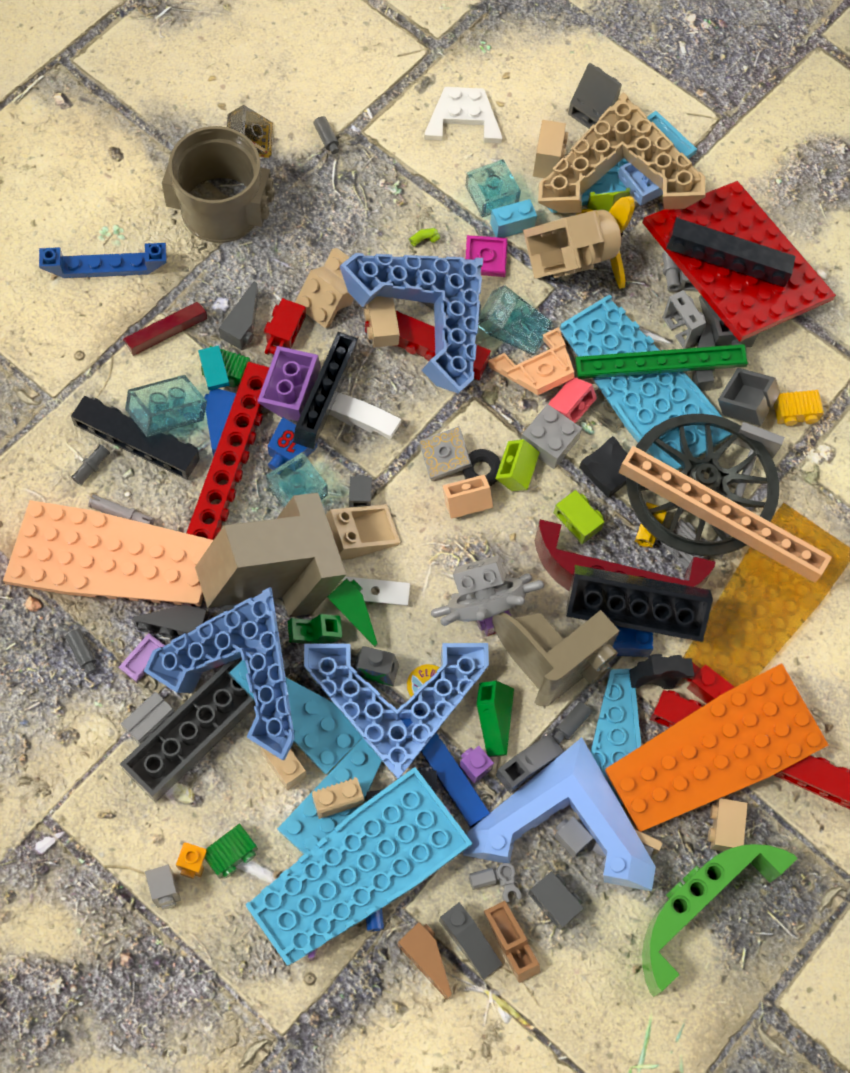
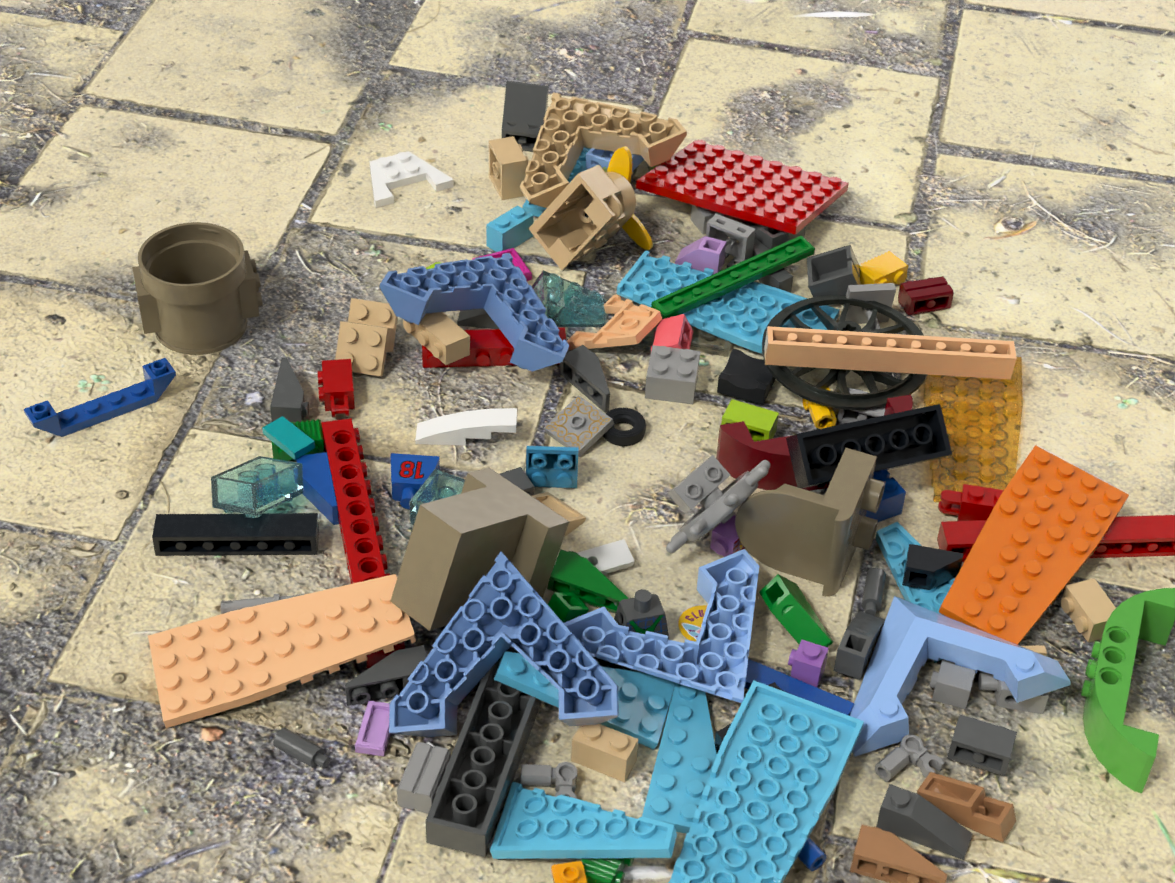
camera: 25 degrees left, 25 degrees down
(90, 464) = (199, 578): dark grey pin -> none
(165, 328) = (207, 436): dark red slope -> none
(211, 814) = (566, 827): none -> medium azure wing
(245, 766) = (563, 777): none -> light grey bar
(289, 382) = (377, 423): medium lavender slope -> none
(325, 390) = (423, 413): black brick -> none
(326, 134) = (275, 231): dark grey cylinder -> none
(338, 798) = (691, 748): tan brick -> none
(399, 484) = (552, 466): none -> dark azure slope
(467, 496) = (629, 448): light nougat brick -> none
(483, 399) = (585, 373): none -> dark grey slope
(492, 187) = (471, 211): clear light blue brick -> none
(517, 465) = (658, 406): lime brick -> none
(622, 728) = (930, 567): none -> black slope
(656, 320) = (704, 253): none -> lavender slope
(661, 671) = (928, 505): black brick -> none
(671, 272) = (686, 219): light grey pin -> none
(730, 252) = (736, 173): black brick -> none
(819, 448) = (925, 295): none -> dark red brick

